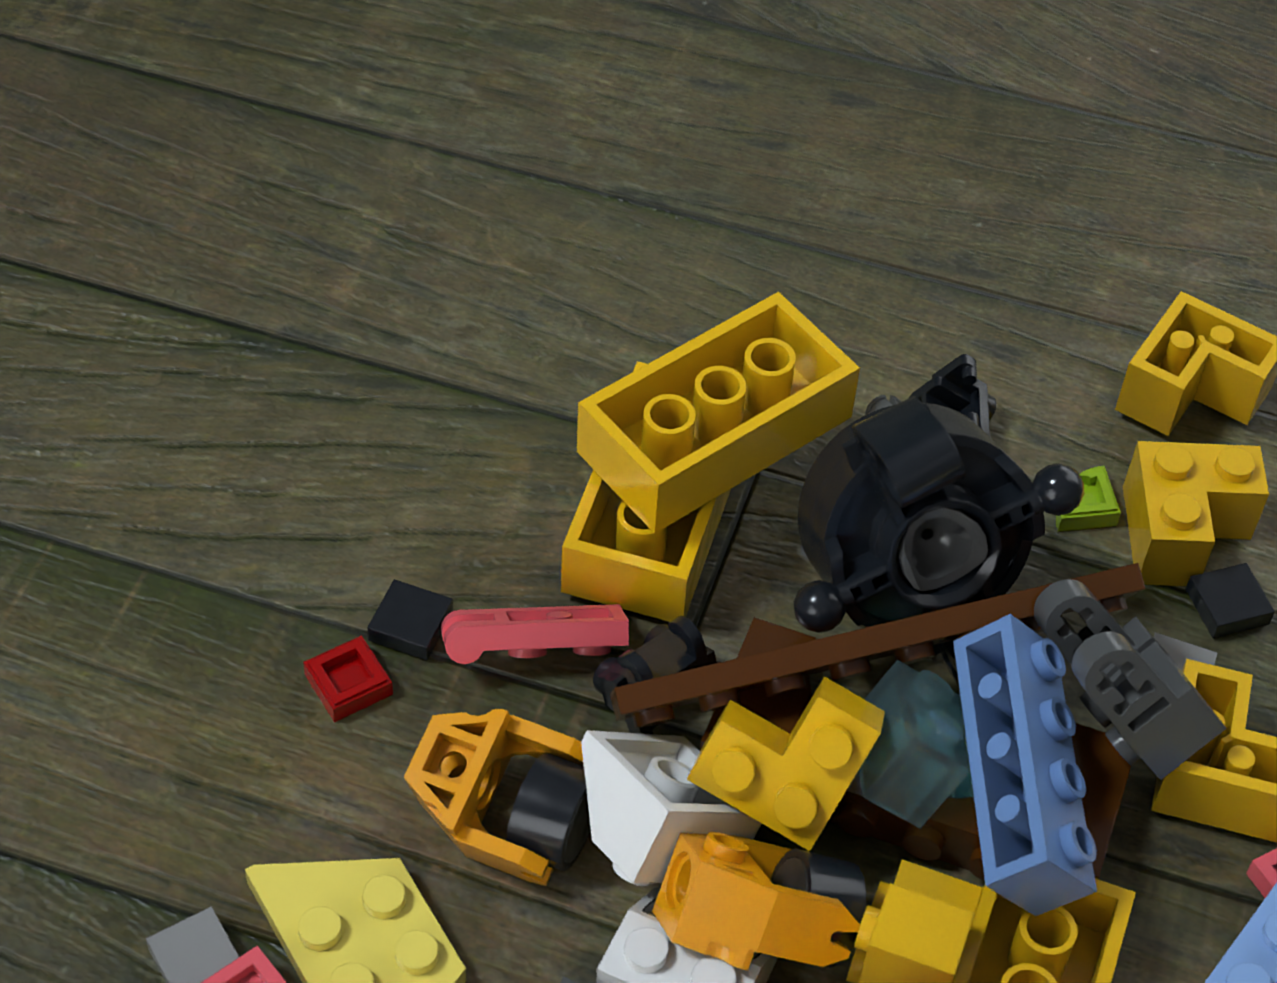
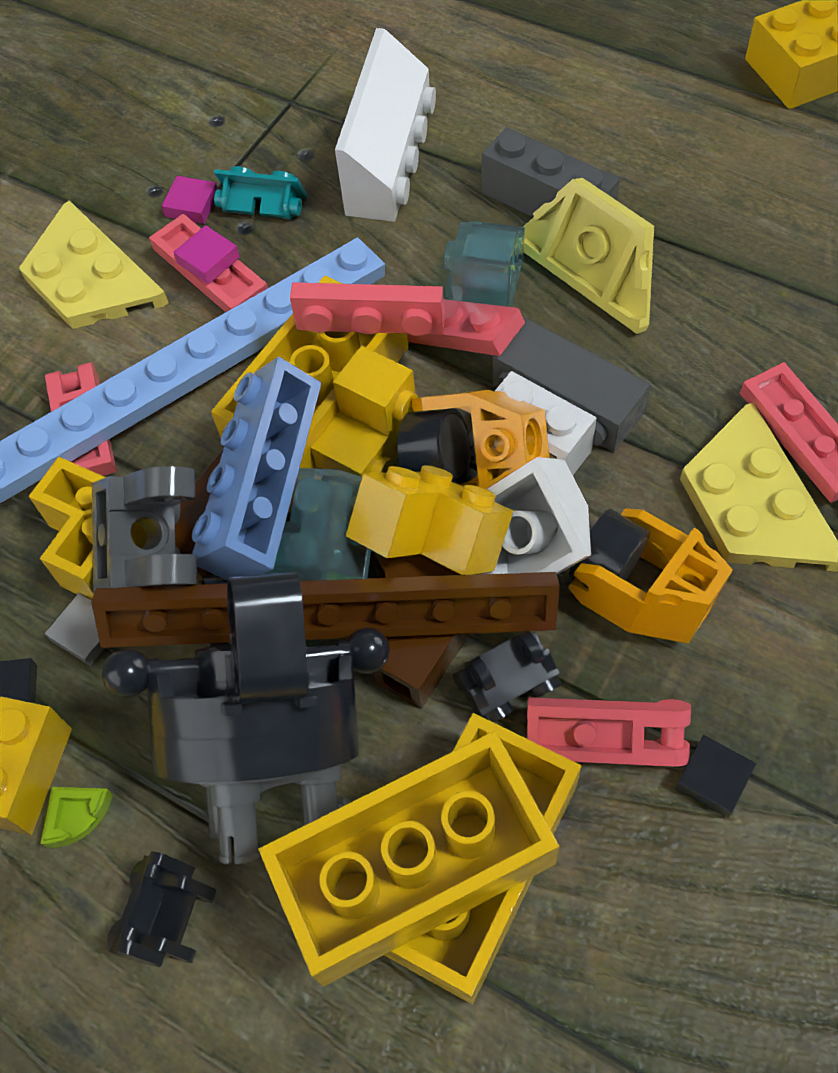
camera: 160 degrees left, 10 degrees up
(348, 678) = (771, 726): red tile -> none

